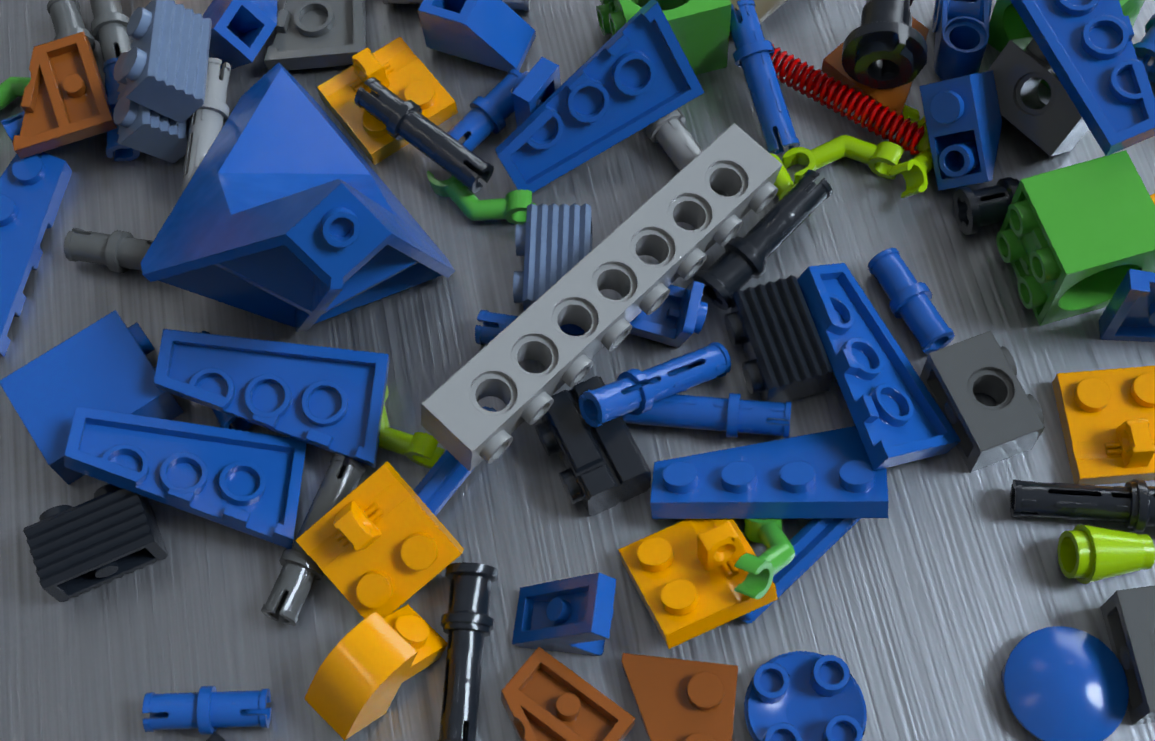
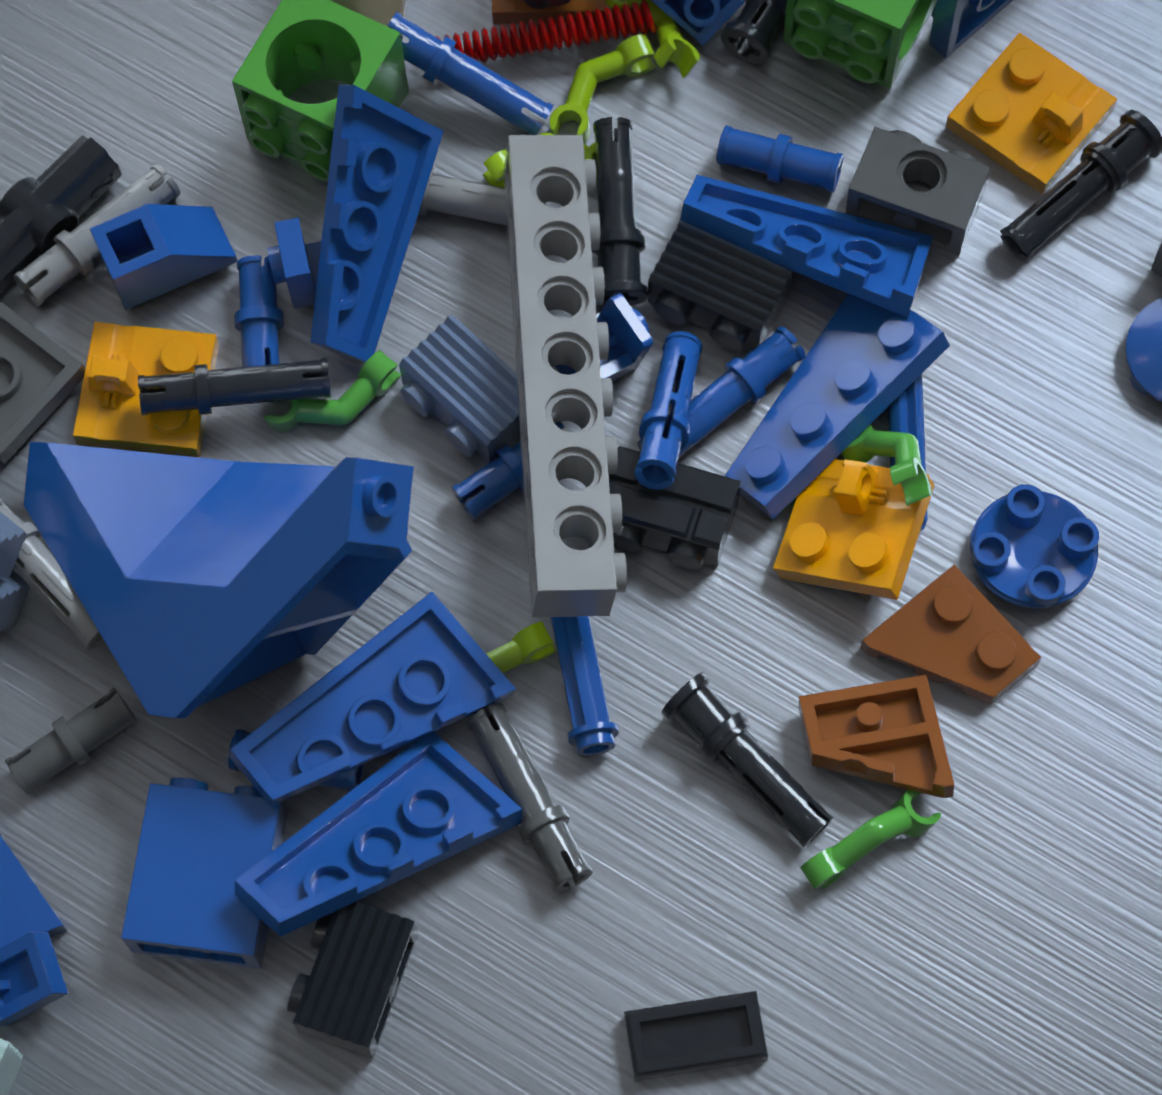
camera: 50 degrees left, 5 degrees up
(207, 710) = (600, 1002): blue pin -> none
(369, 666) = (698, 839): light orange brick -> none
(380, 544) = (597, 742): light orange hinge -> none
(566, 615) = (793, 652): blue slope -> none
(1103, 553) = (1117, 226): lime cone -> none

